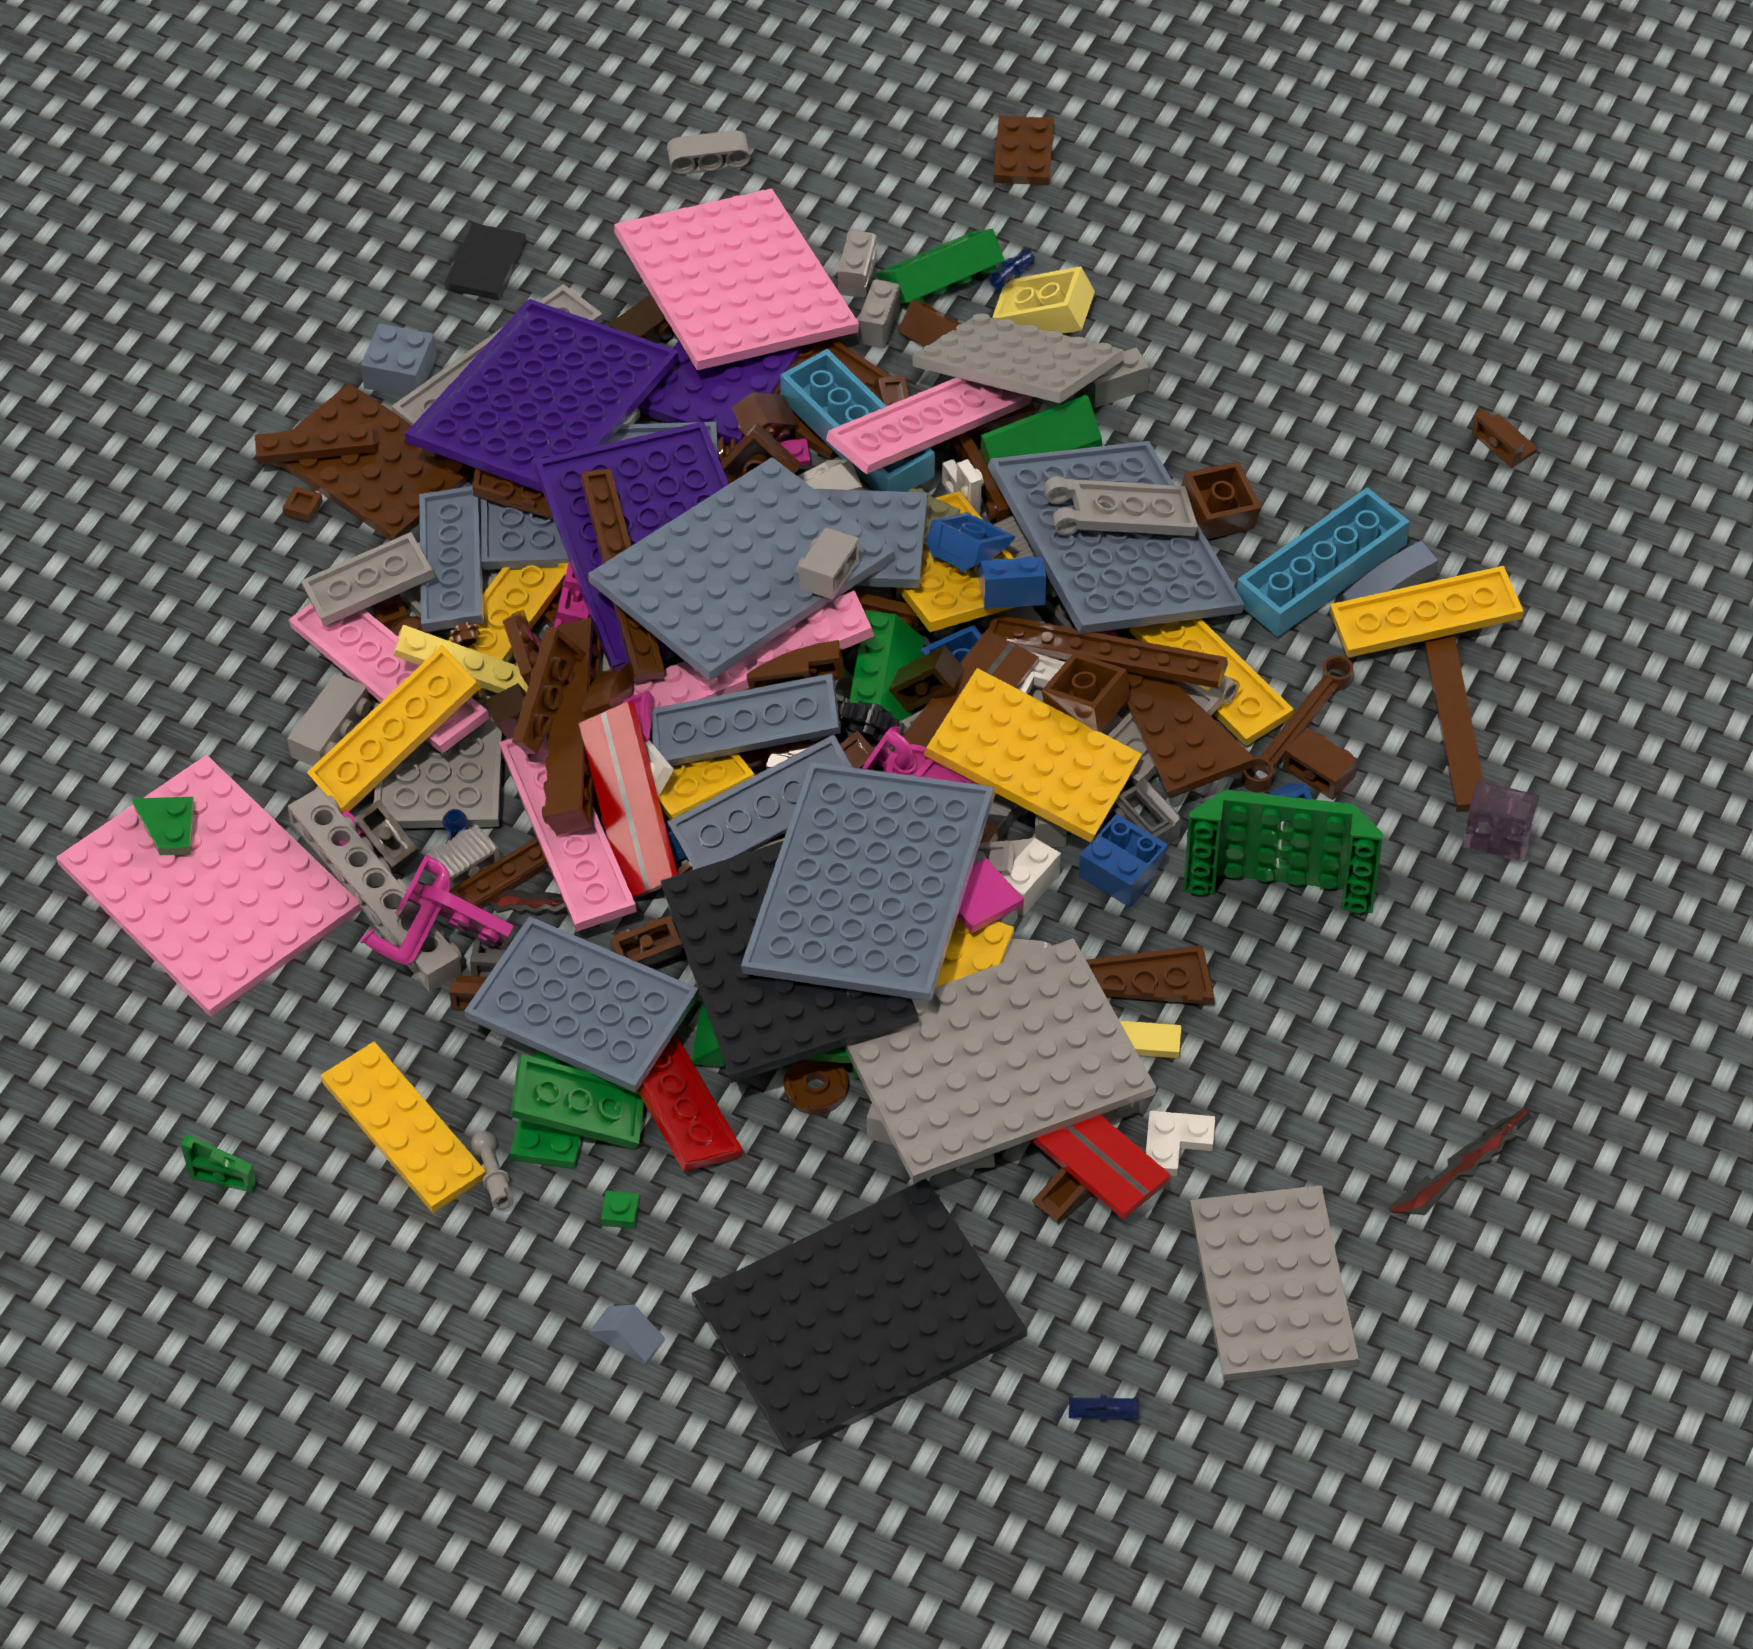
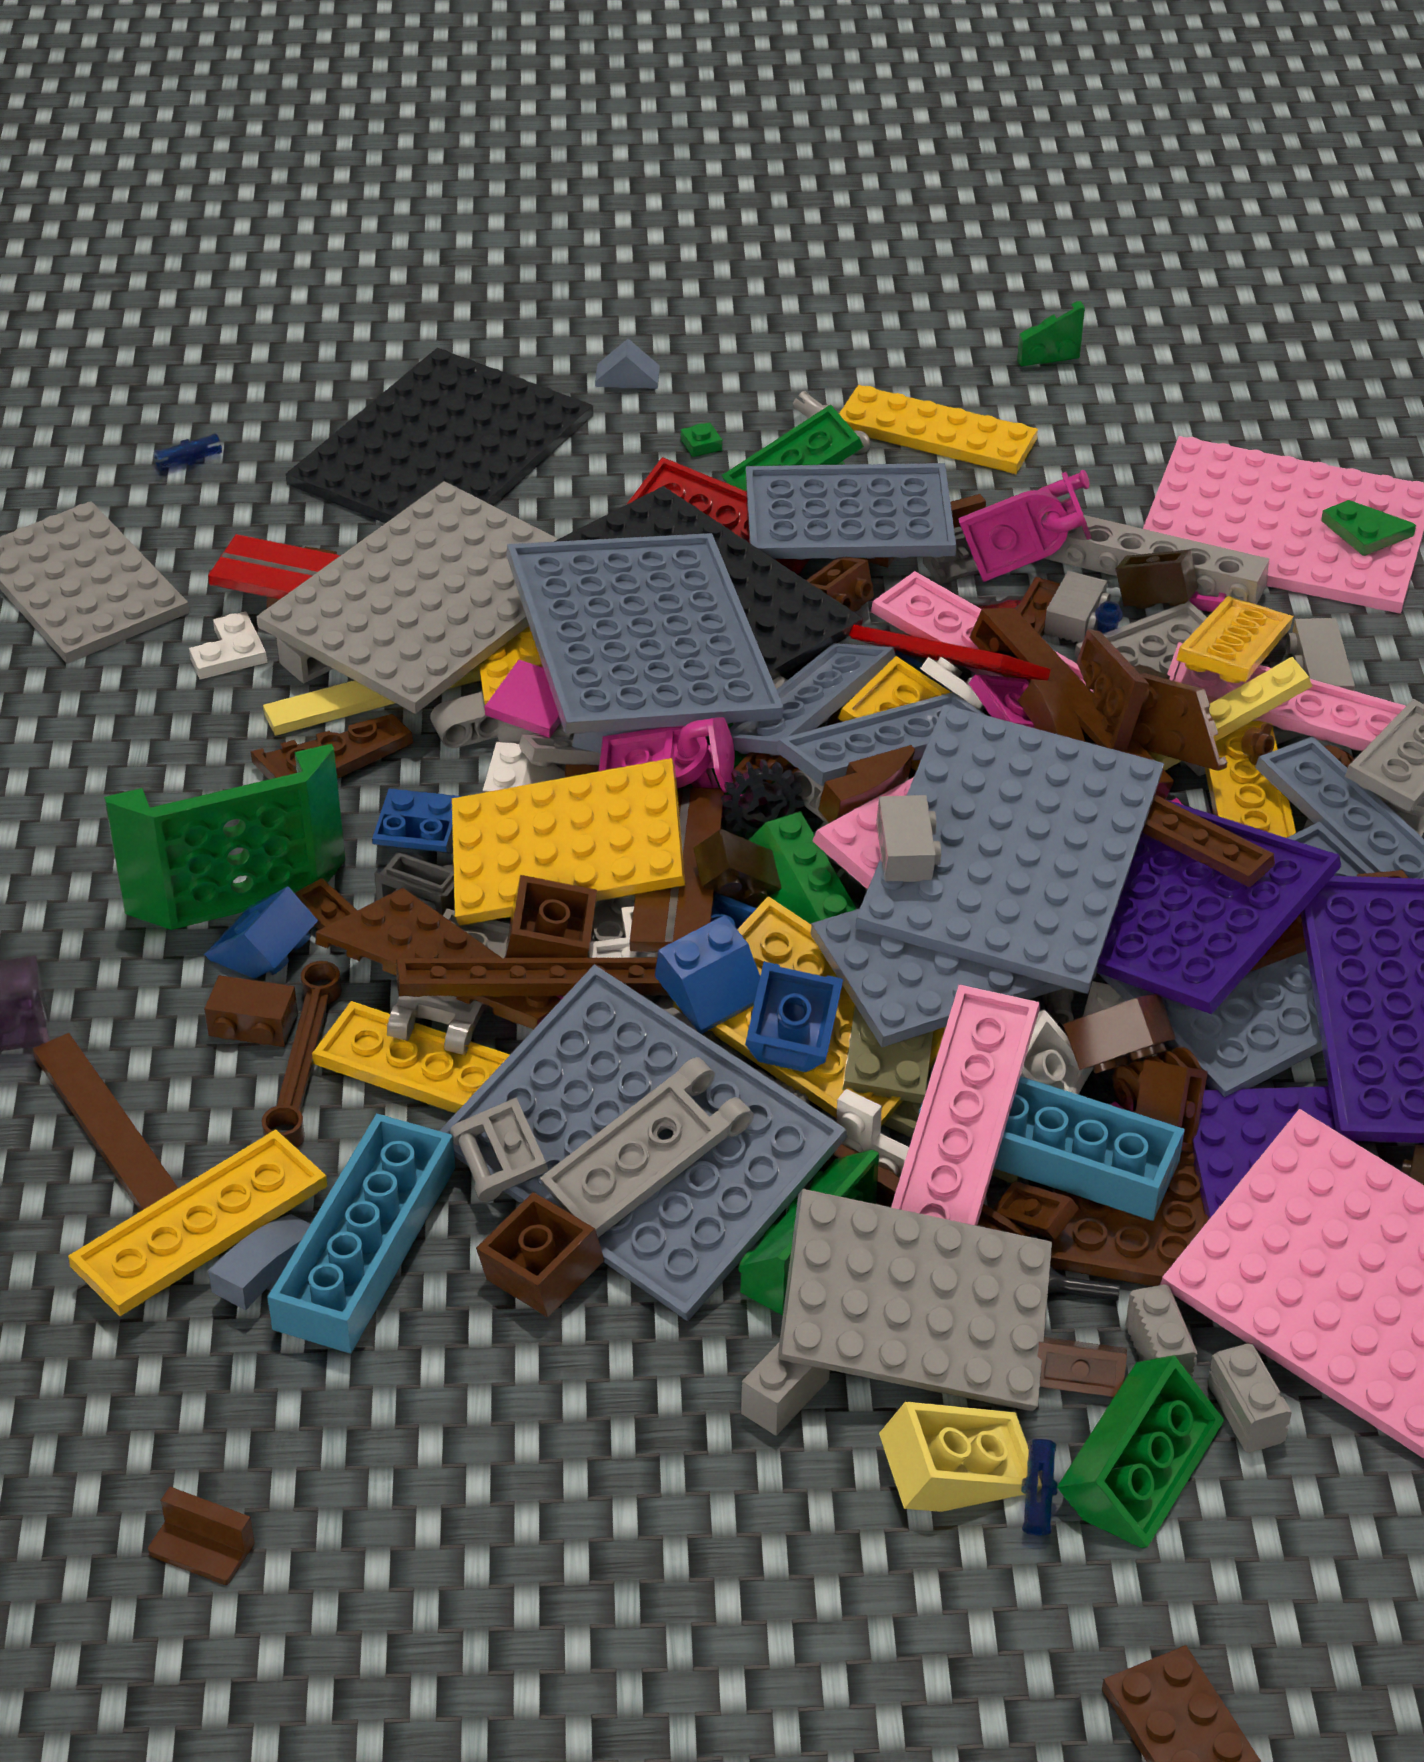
camera: 150 degrees right, 10 degrees down
(912, 379) = (1081, 1287): none -> black piece
(1202, 561) = (511, 1142): none -> light grey plate

